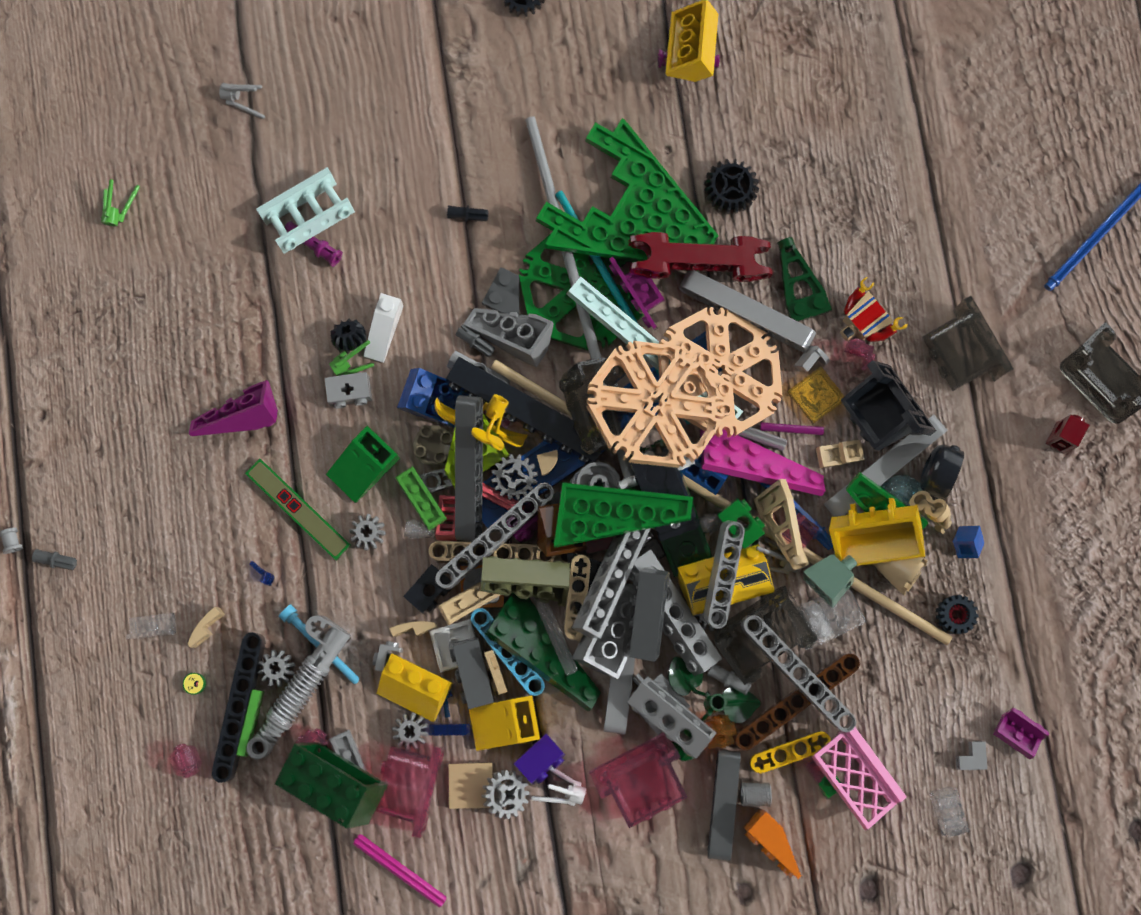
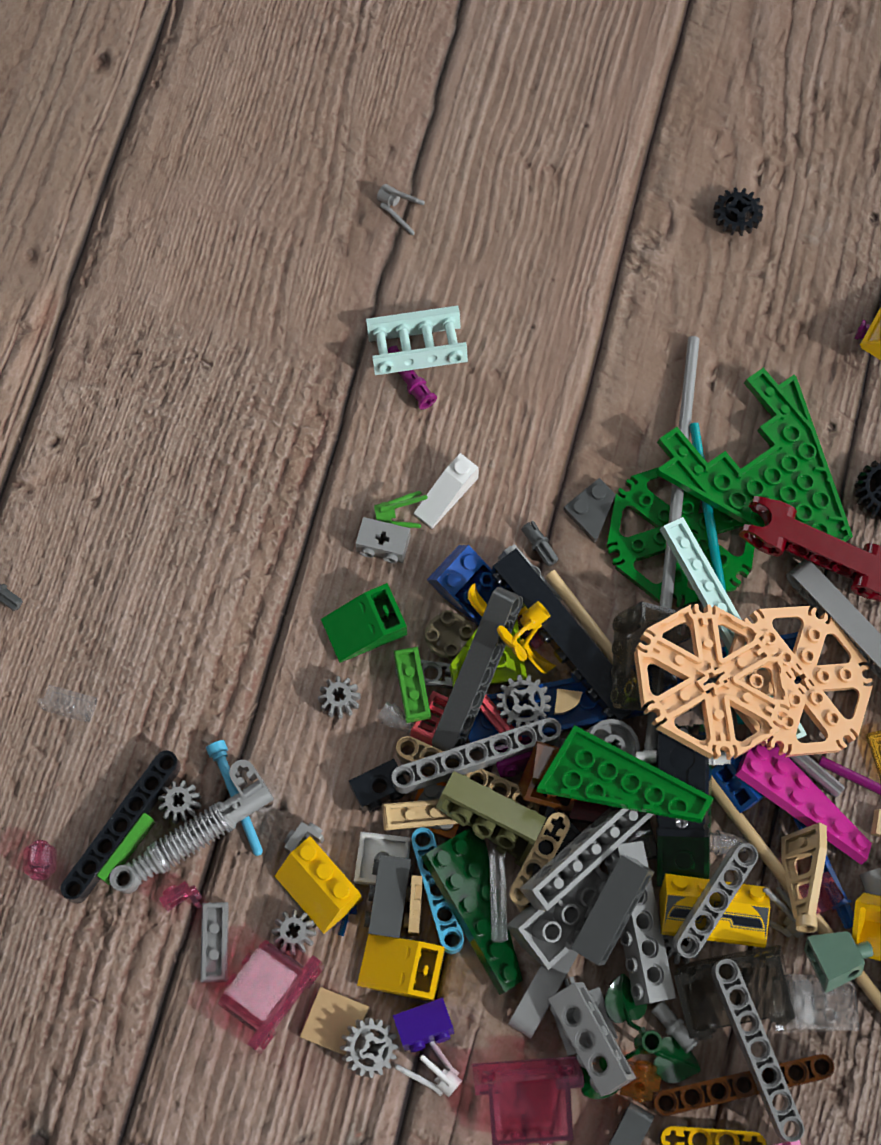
camera: 25 degrees right, 10 degrees down
(110, 214) = (214, 269): bright green plant -> none
(194, 683) = (85, 782): light yellow tile -> none
(201, 631) = (117, 730): tan slope -> none
(246, 413) = (266, 522): magenta wedge -> none
(267, 578) = (211, 703): clear blue hand -> none
(298, 509) = (276, 645): olive tile -> none
(331, 784) = (184, 949): dark green hose -> none
(348, 335) = (406, 483): black gear -> none
(400, 870) = (216, 1083): dark pink axle -> none
(419, 627) = (352, 822): tan slope -> none
(449, 729) = (337, 948): clear blue beam -> none
(467, 213) = (585, 409): black axle -> none
(520, 335) = (589, 556): light grey wedge -> none
(643, 291) = (746, 561): magenta bracket -> none
(738, 509) = (760, 837): green brick -> none

